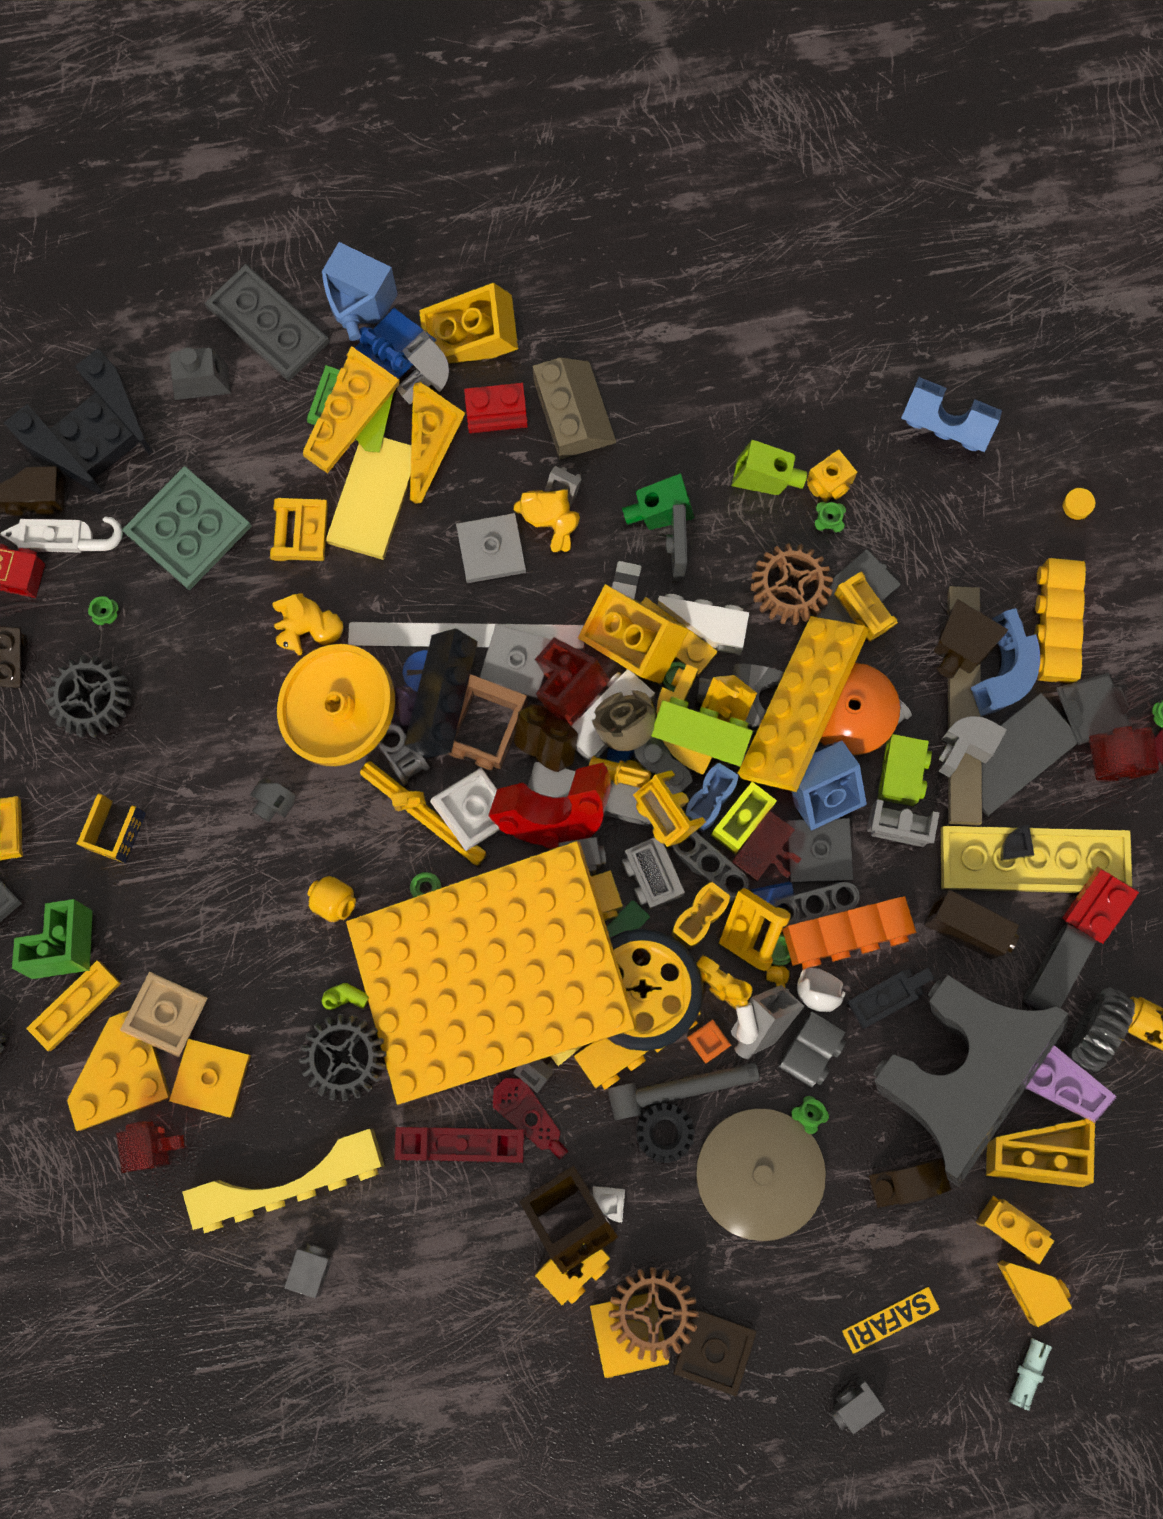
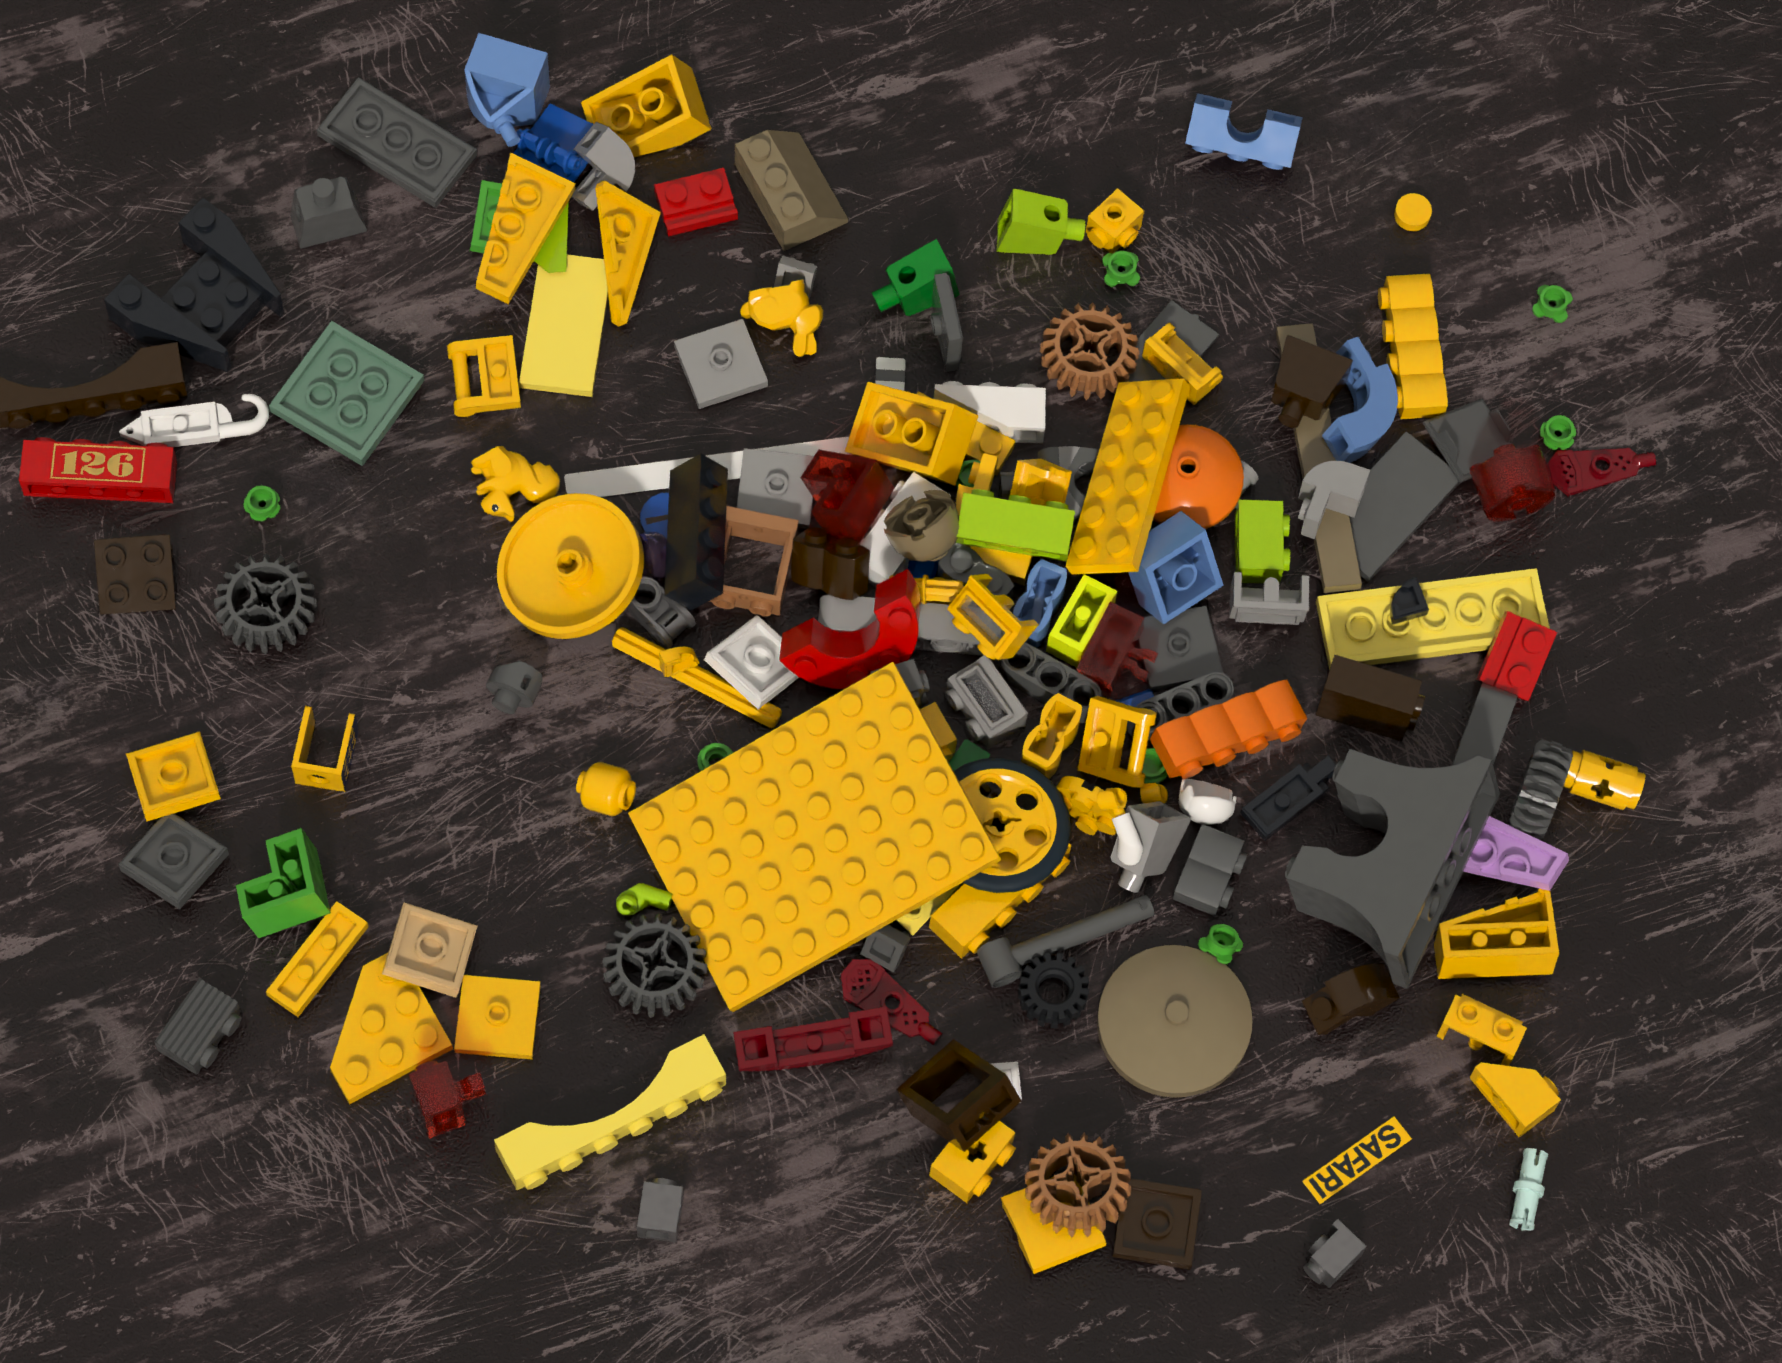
camera: 15 degrees left, 10 degrees down
(709, 1041) = (1086, 883): orange tile -> none

